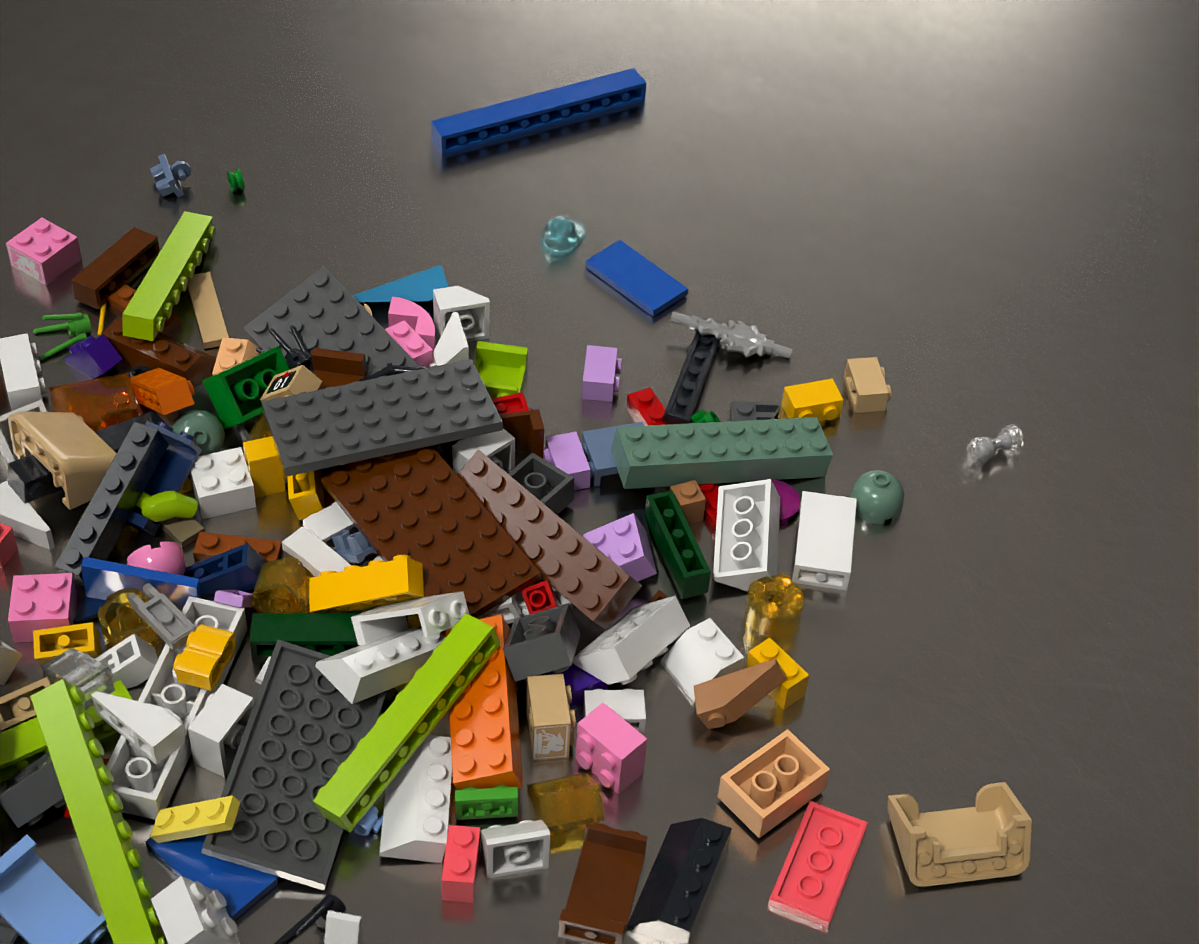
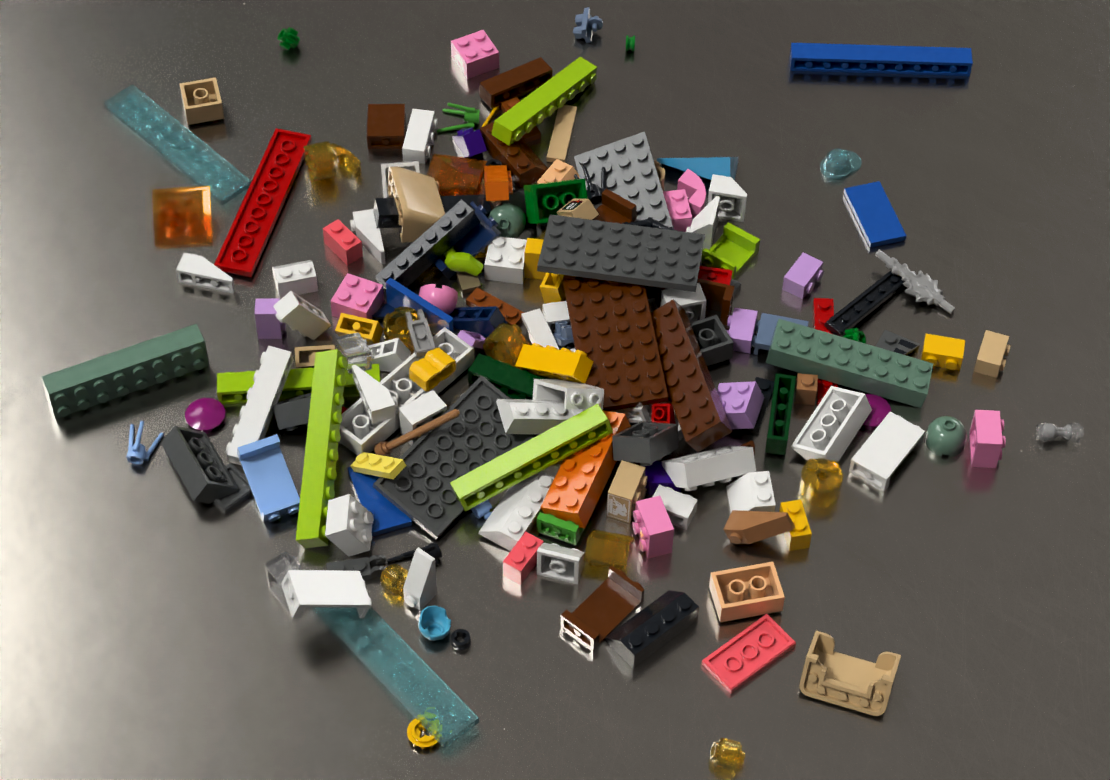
camera: 30 degrees right, 5 degrees up
(188, 791) = (385, 448): none -> medium nougat piece
(929, 481) = (986, 438): none -> bright pink brick

